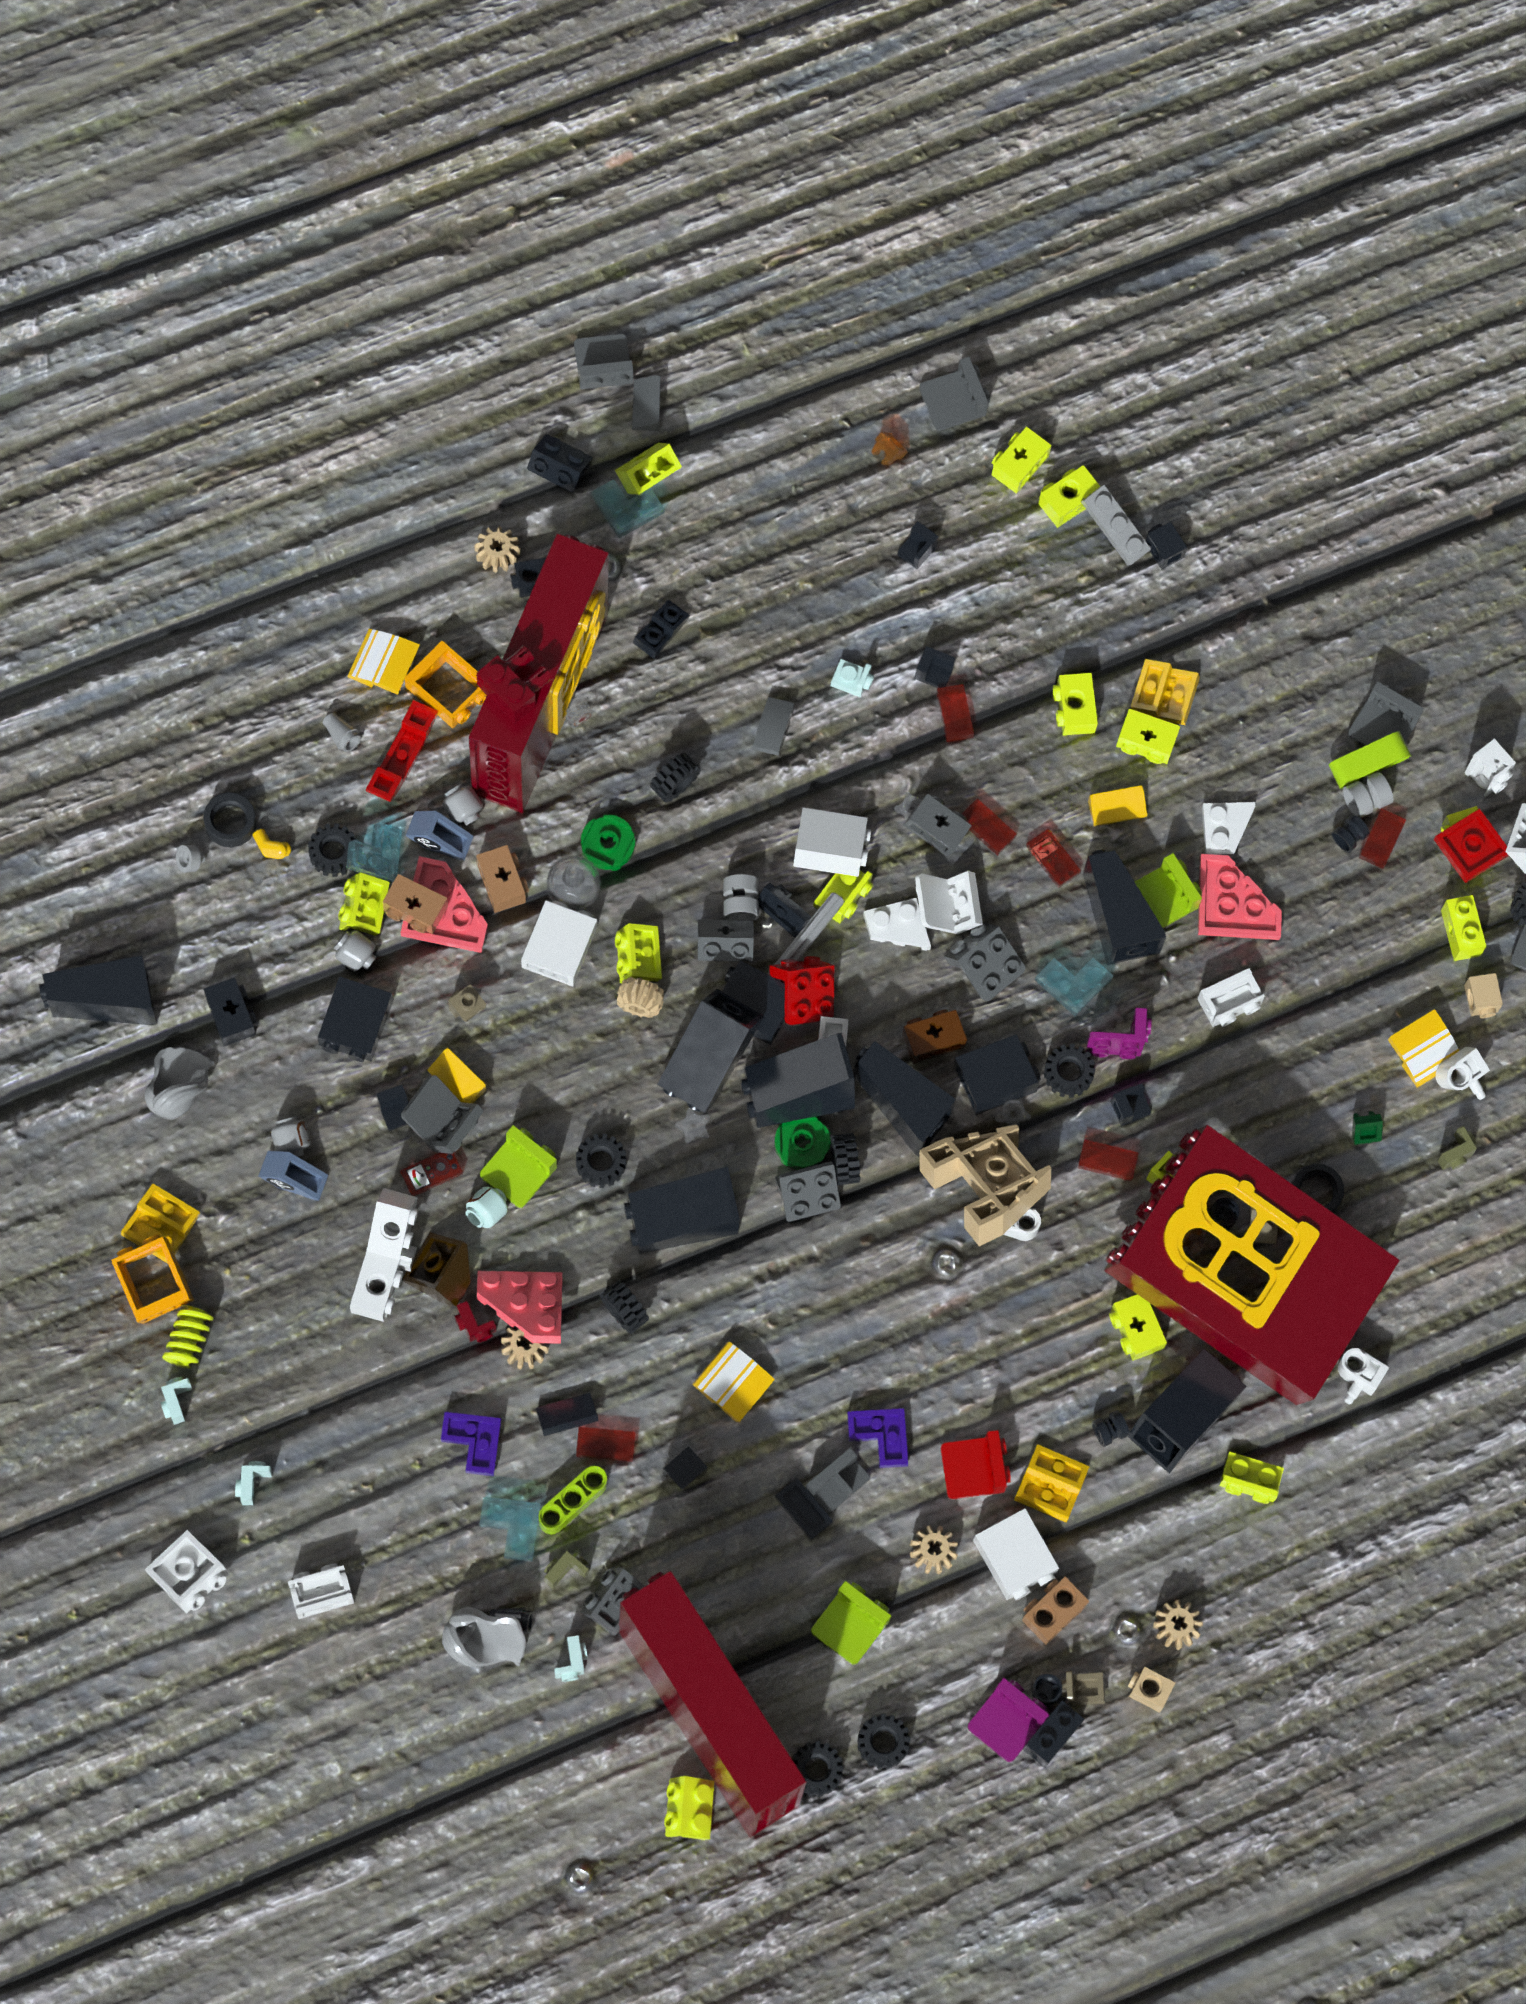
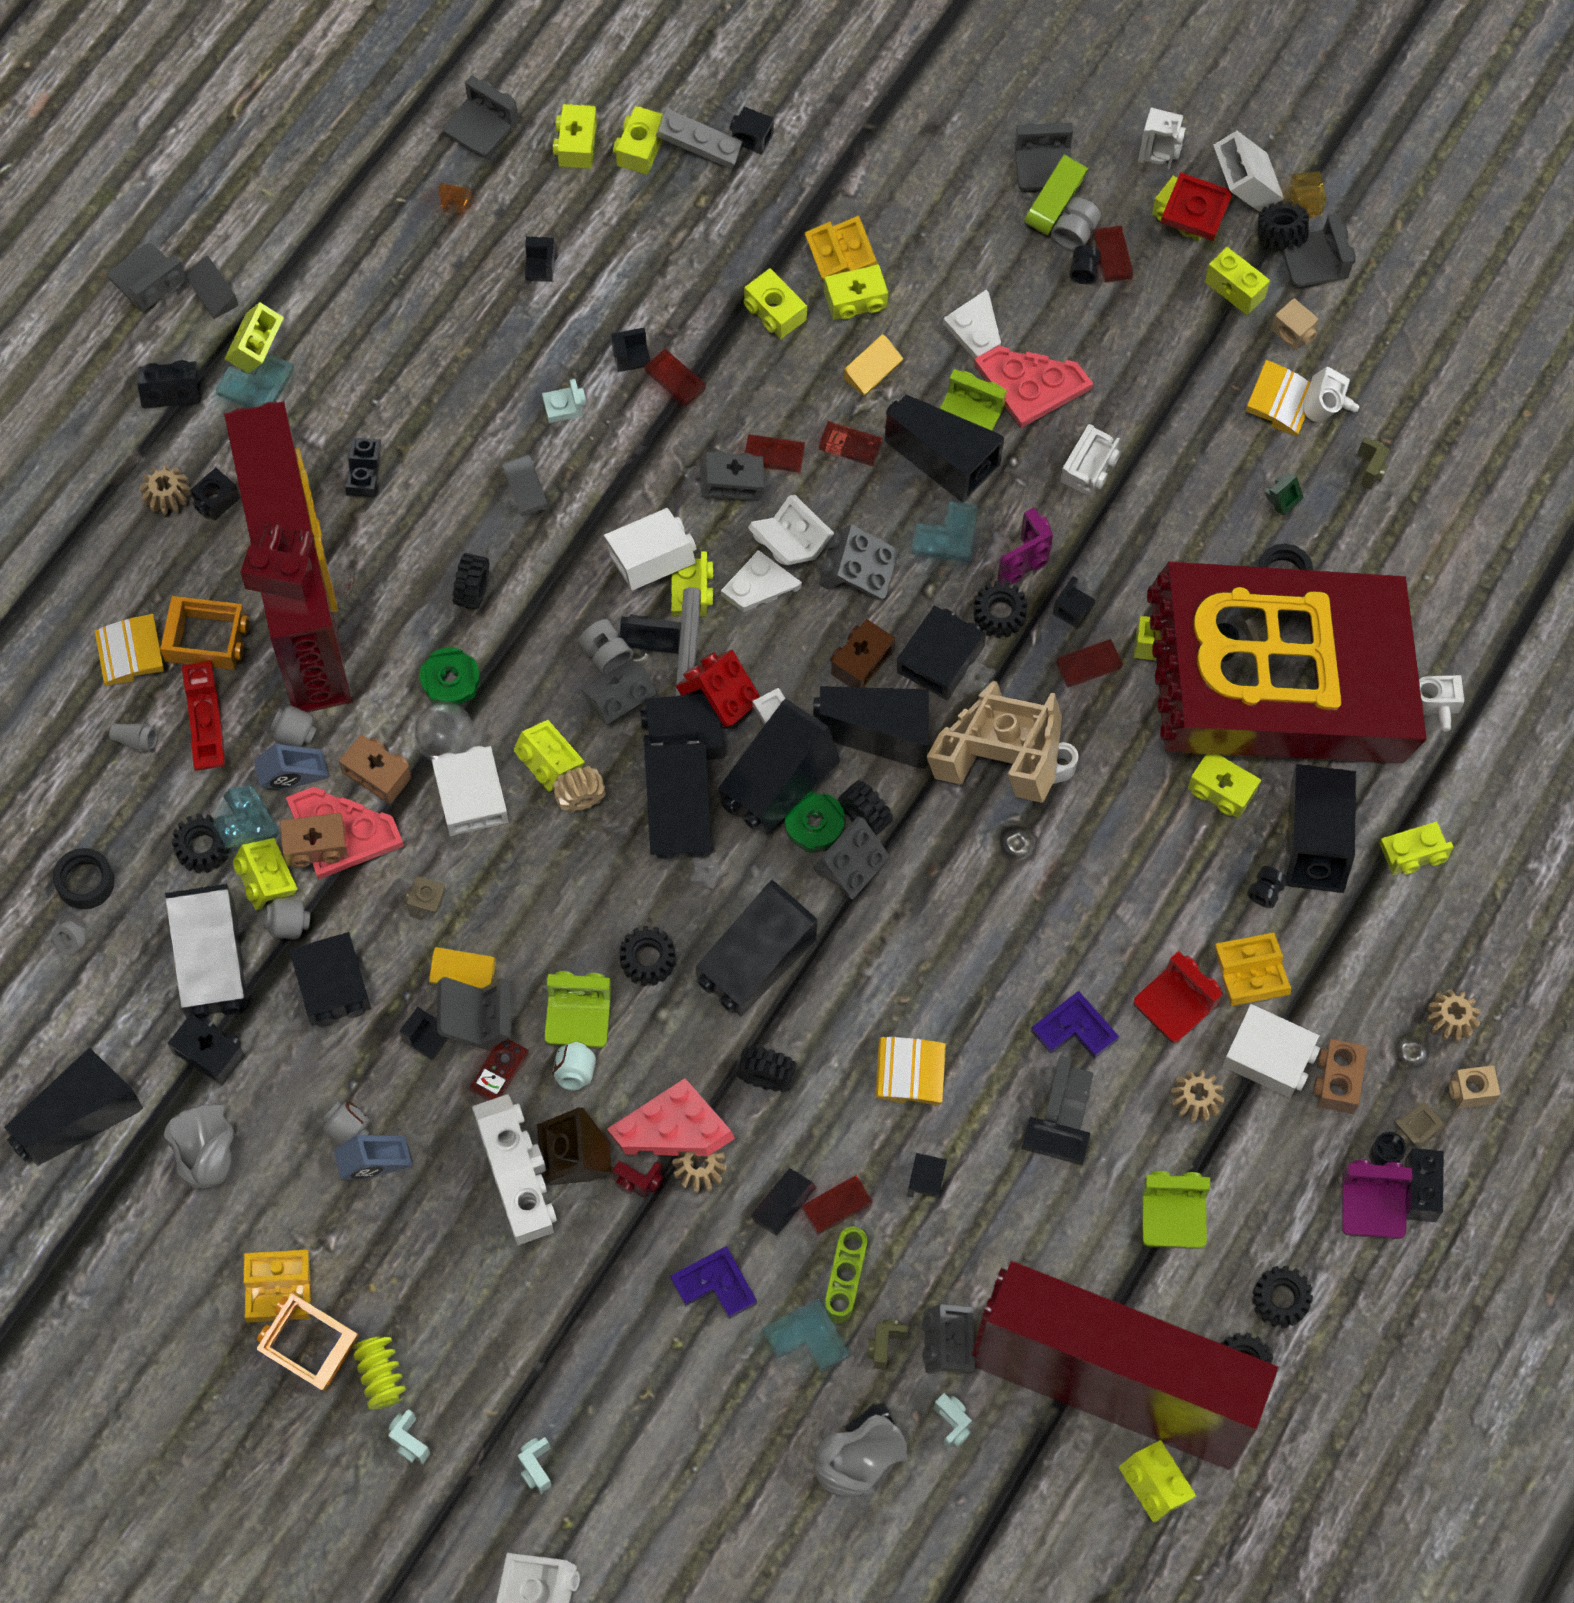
camera: 30 degrees left, 5 degrees down
(270, 848) = (141, 879): yellow arm -> none
(279, 937) = (207, 950): none -> slope
(320, 1591) = (674, 1521): white hinge -> none

